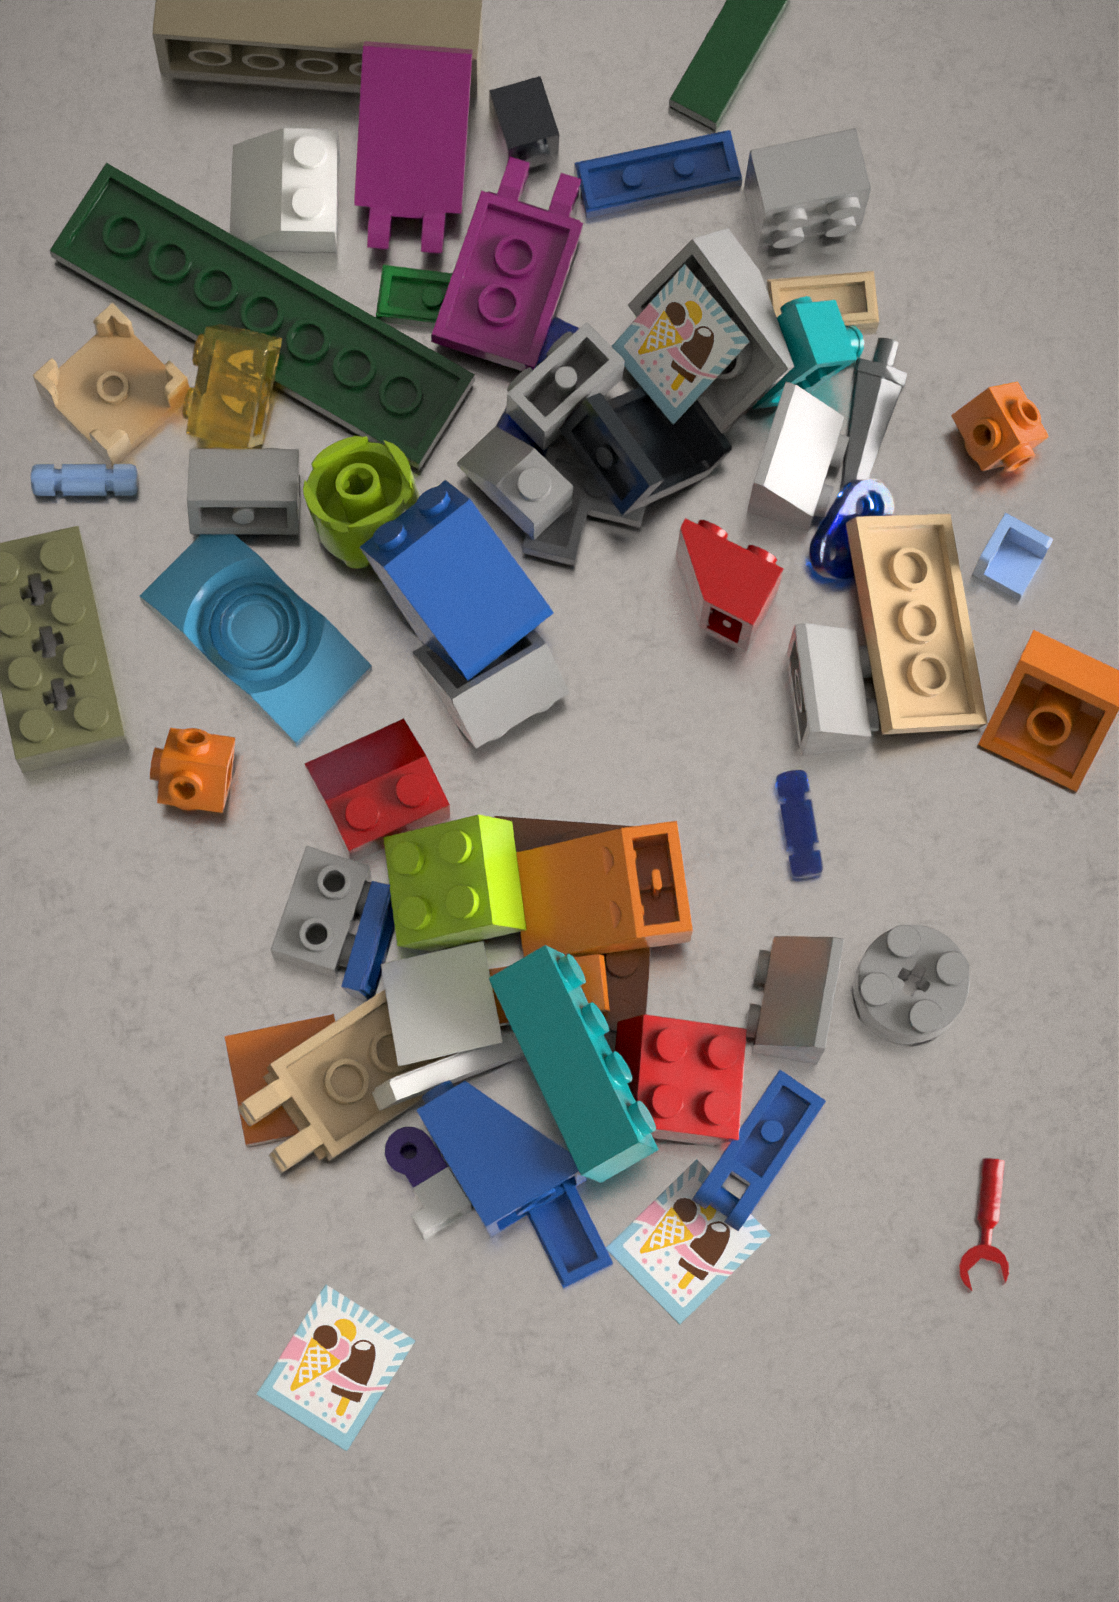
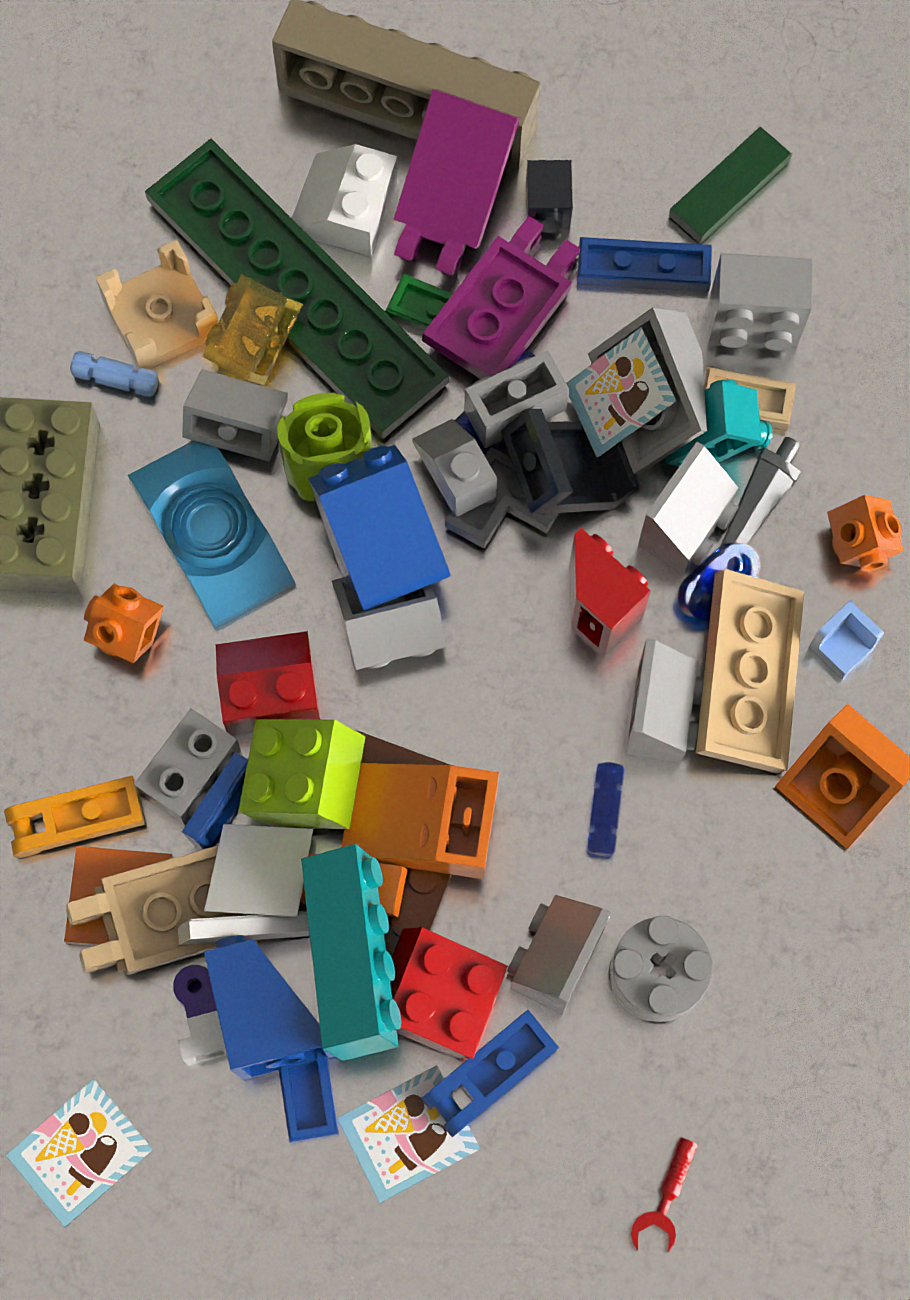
camera: 20 degrees right, 5 degrees down
(212, 1003) = (75, 816): none -> light orange plate

